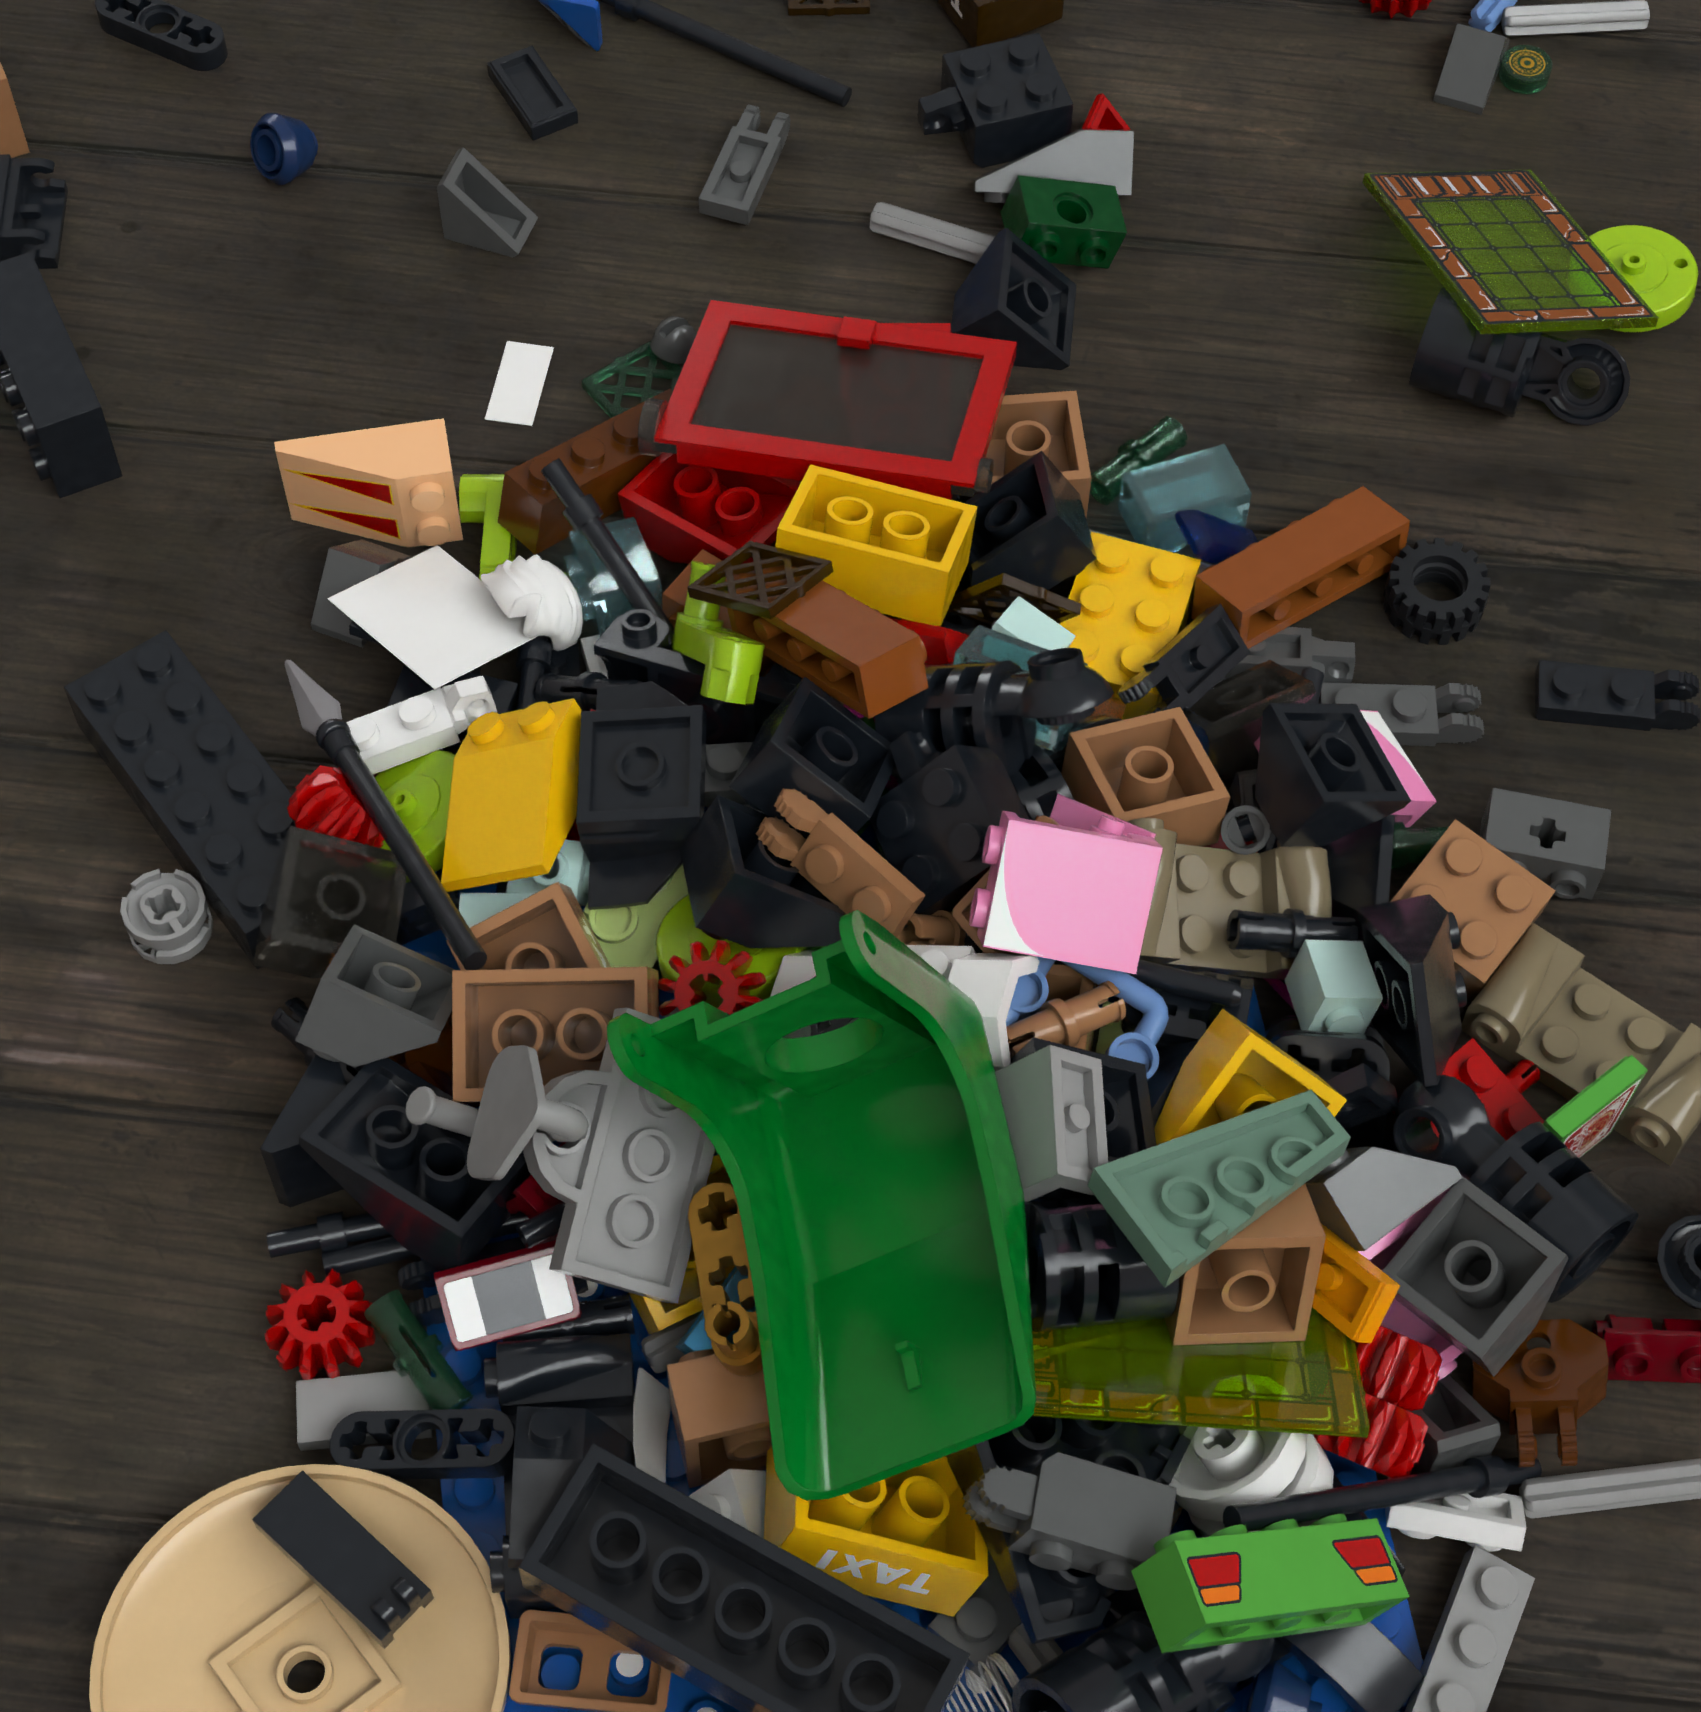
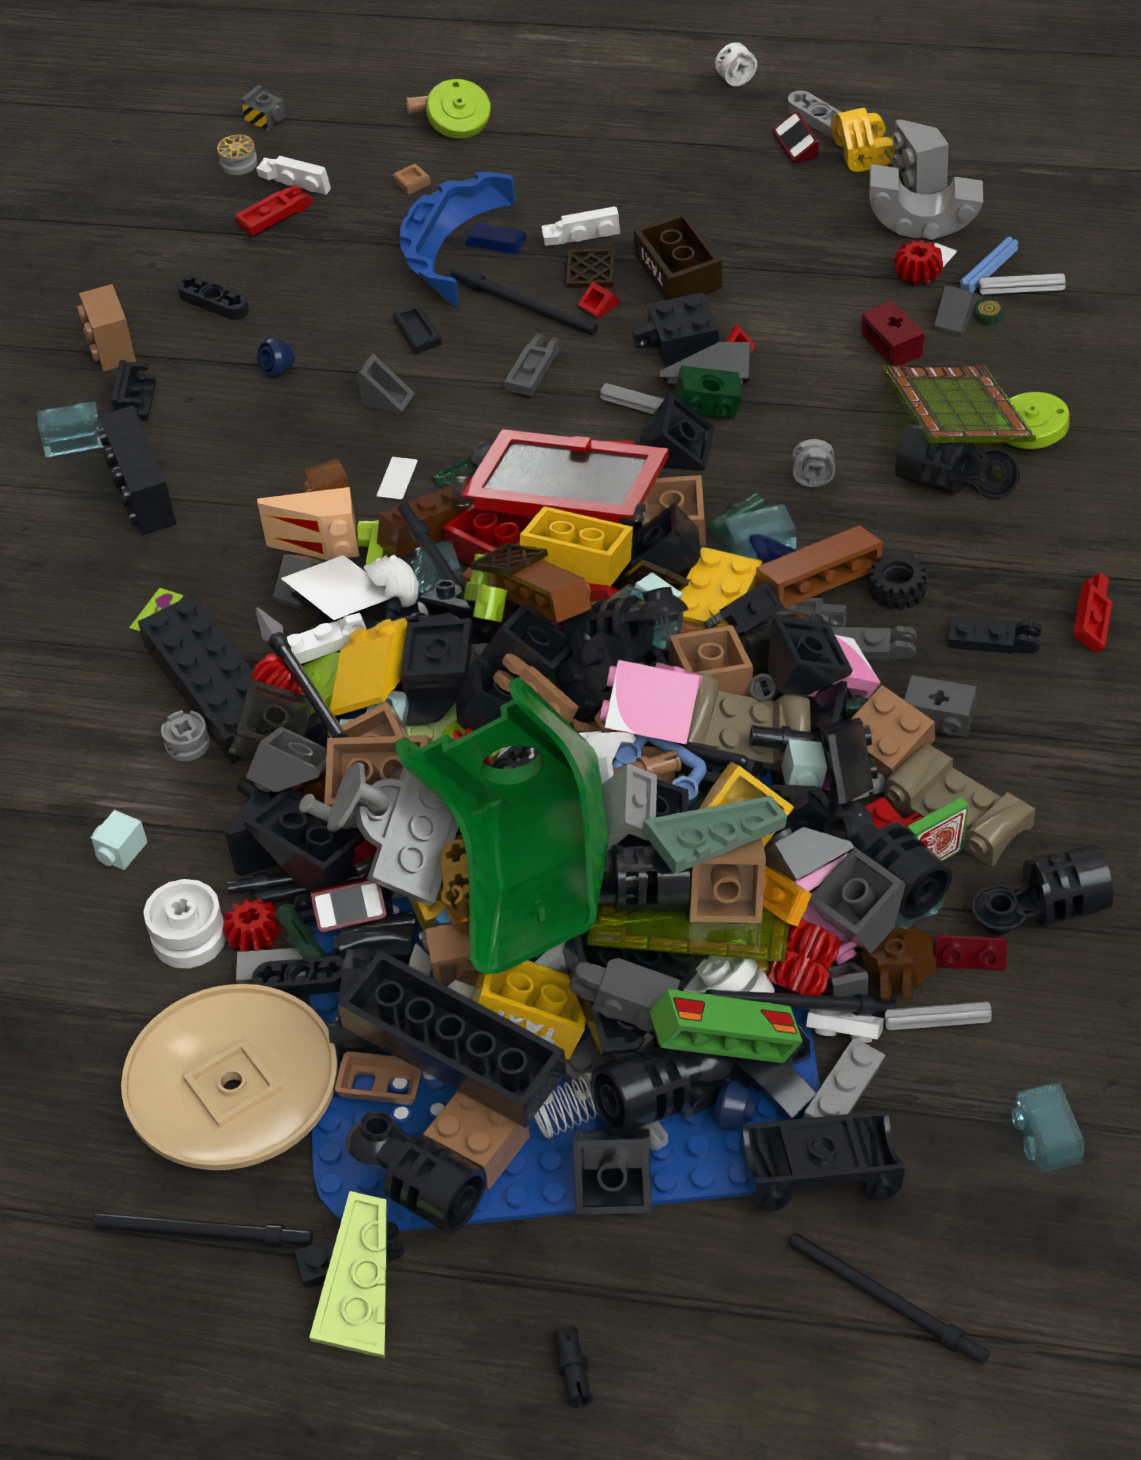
camera: 10 degrees right, 10 degrees down
(52, 1143) = (118, 840): none -> light aqua brick
(100, 641) = (160, 600): none -> lime sticker
(191, 1326) = (185, 923): none -> white wheel
(342, 1558) = (253, 1024): black hinge -> none
(393, 394) = (325, 477): none -> clear orange brick
(847, 42) = (597, 300): none -> red slope
(1265, 362) = (814, 463): none -> light grey wheel
(1369, 111) = (892, 334): none -> dark red brick

